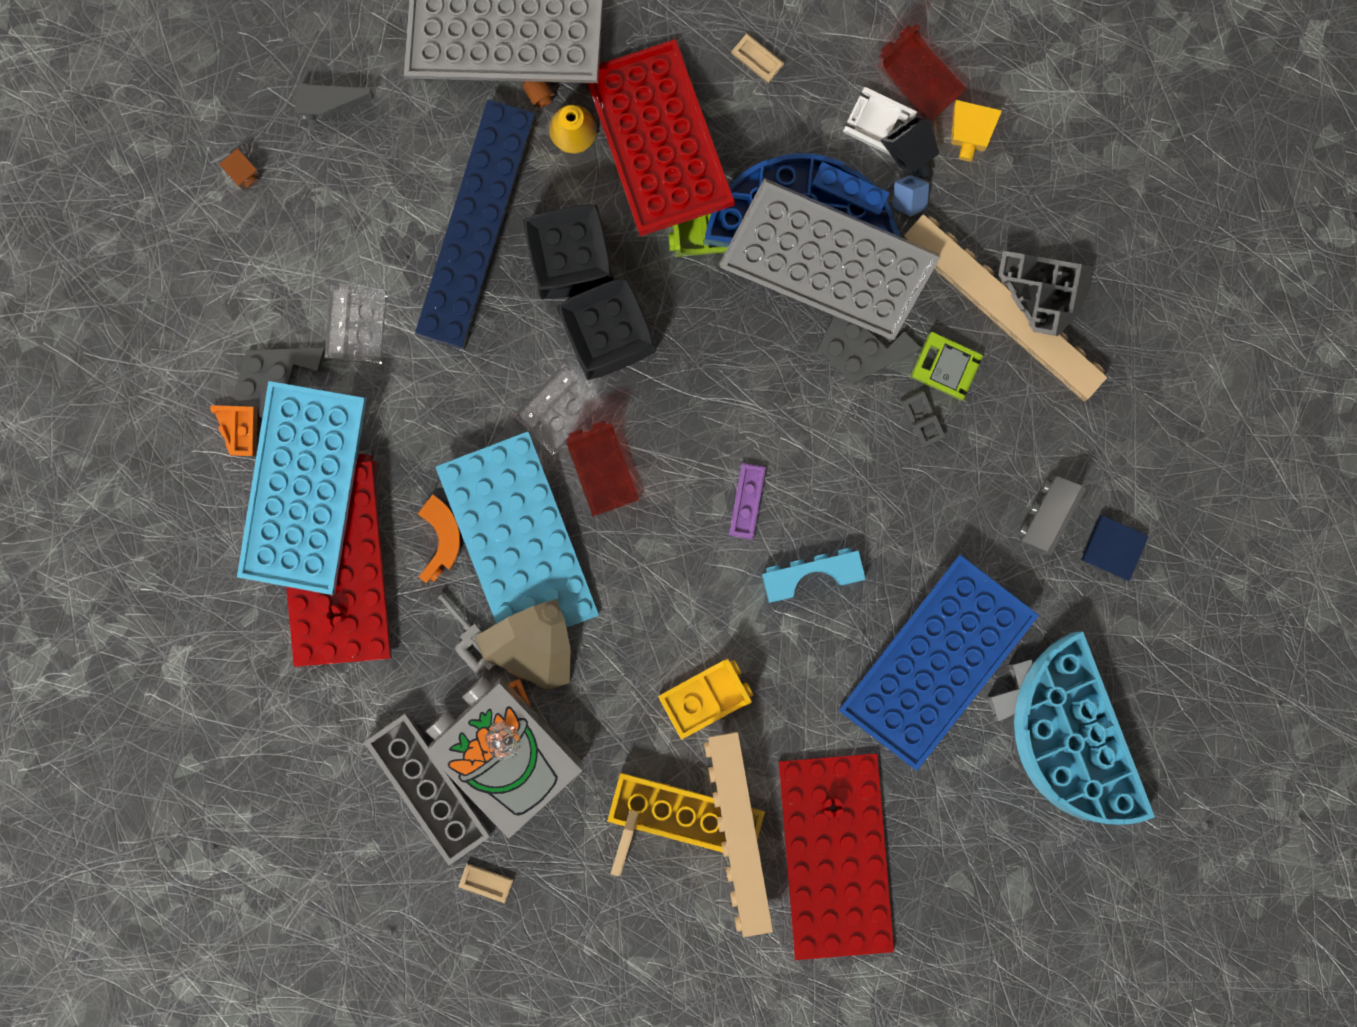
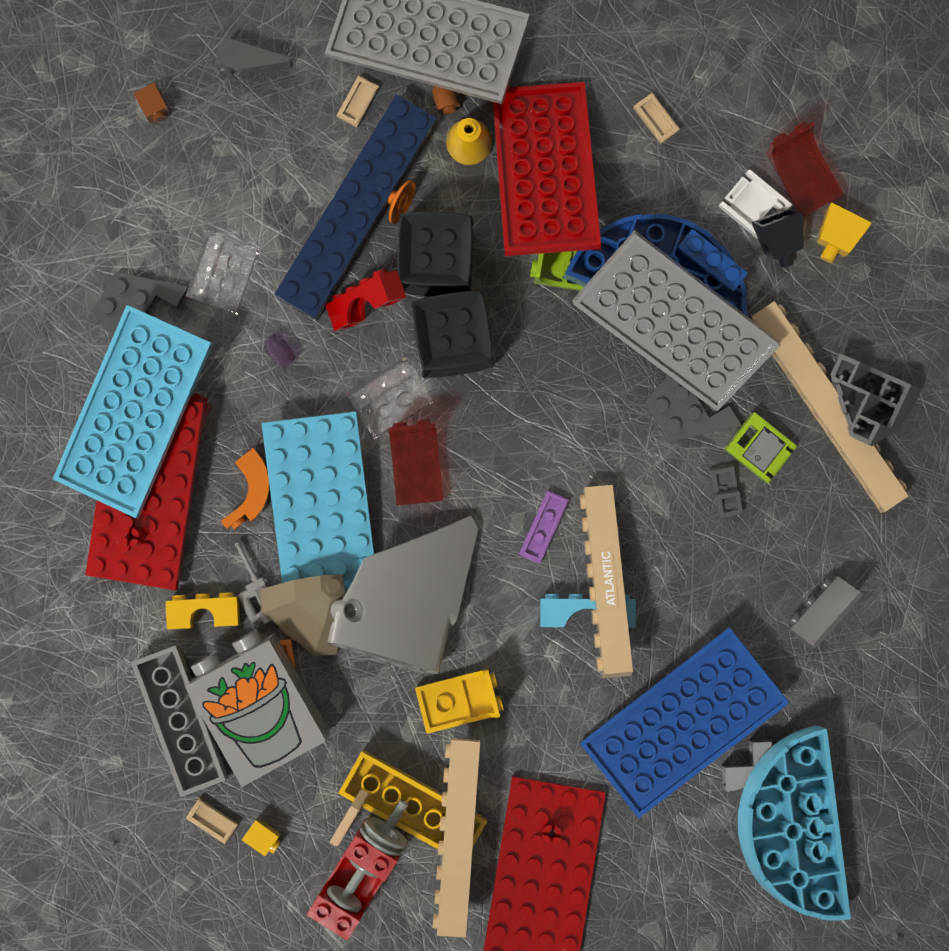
camera: 20 degrees right, 0 degrees up
(238, 428) = (89, 341): orange wing -> none
(401, 678) = (224, 610): none -> yellow arch
(434, 389) = (279, 350): none -> clear purple brick
(449, 116) = (357, 101): none -> tan tile
(494, 329) = (380, 290): none -> red arch
(503, 741) = (258, 695): clear head -> none
(519, 206) = (400, 201): none -> orange dish
(541, 886) = (262, 837): none -> yellow brick
(628, 608) = (407, 599): none -> light grey panel
(649, 896) = (359, 874): none -> red piece
(825, 539) = (607, 581): none -> tan brick
(910, 195) = (767, 280): medium blue panel -> none
(1114, 548) = (875, 656): dark blue slope -> none

